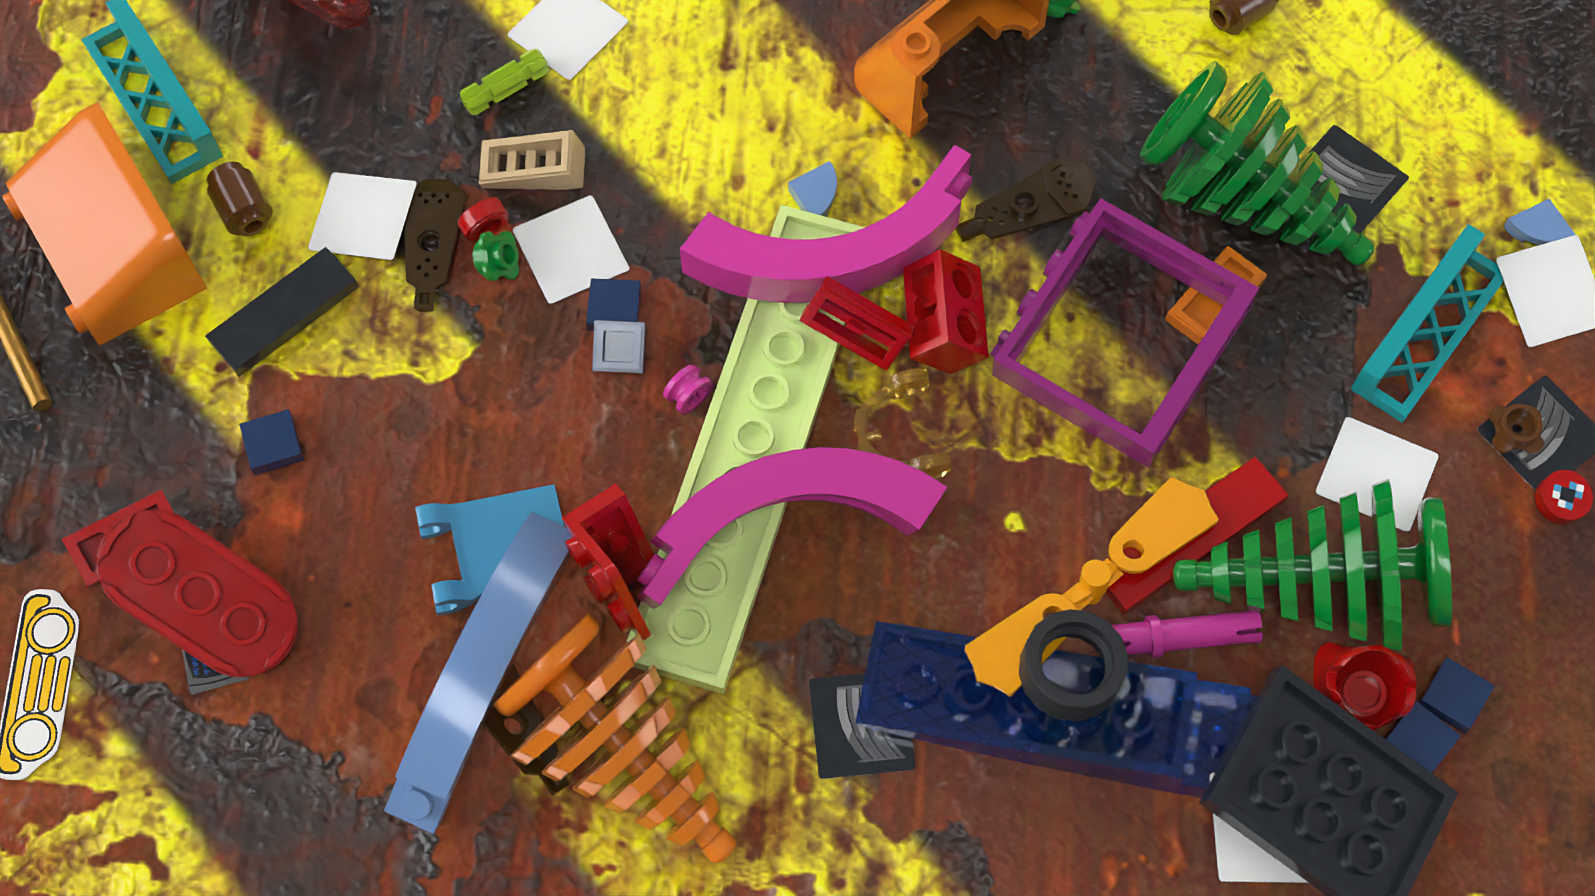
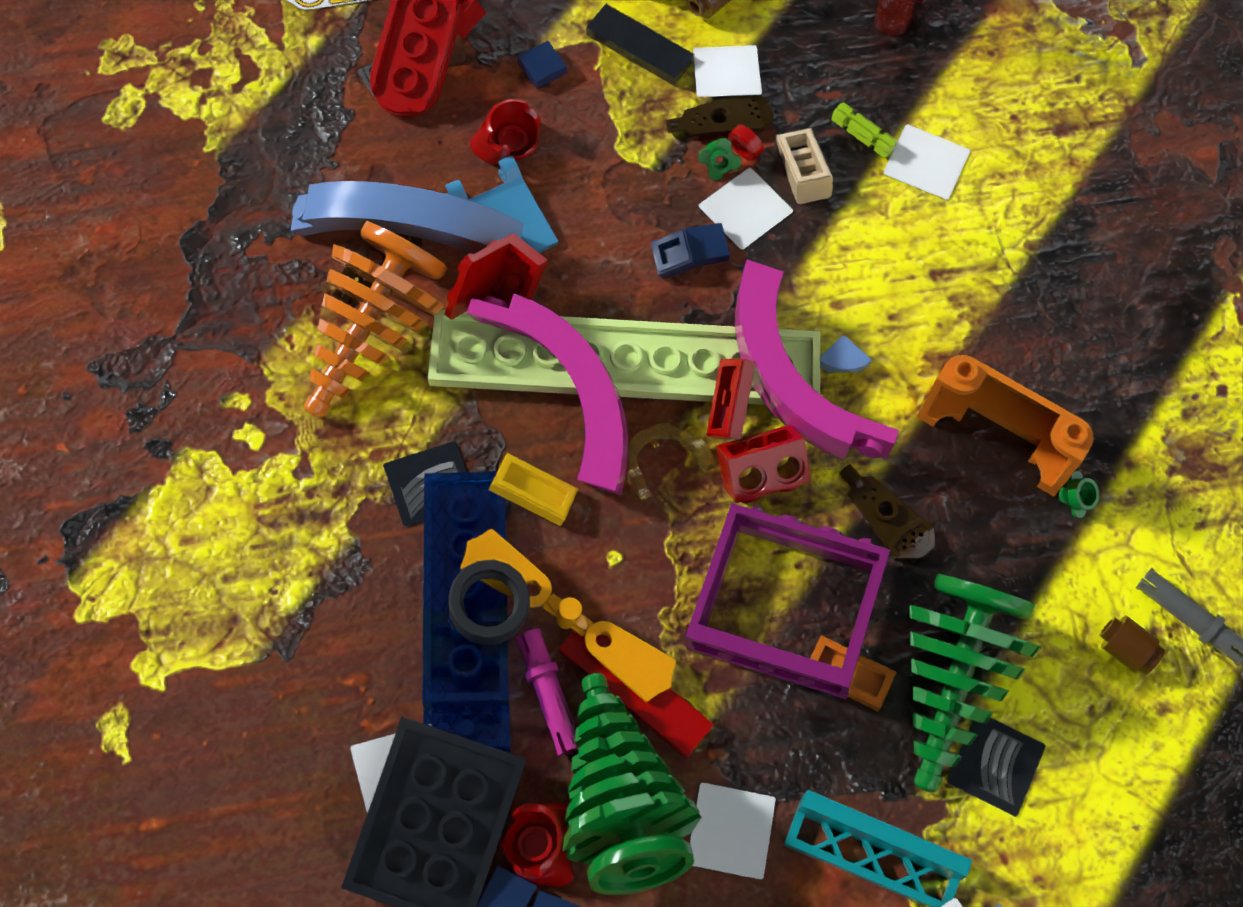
camera: 70 degrees right, 0 degrees up
(375, 508) = (507, 131): none -> red hair
(688, 389) = (652, 305): dark pink bush -> none
(910, 591) = (533, 489): none -> yellow tile

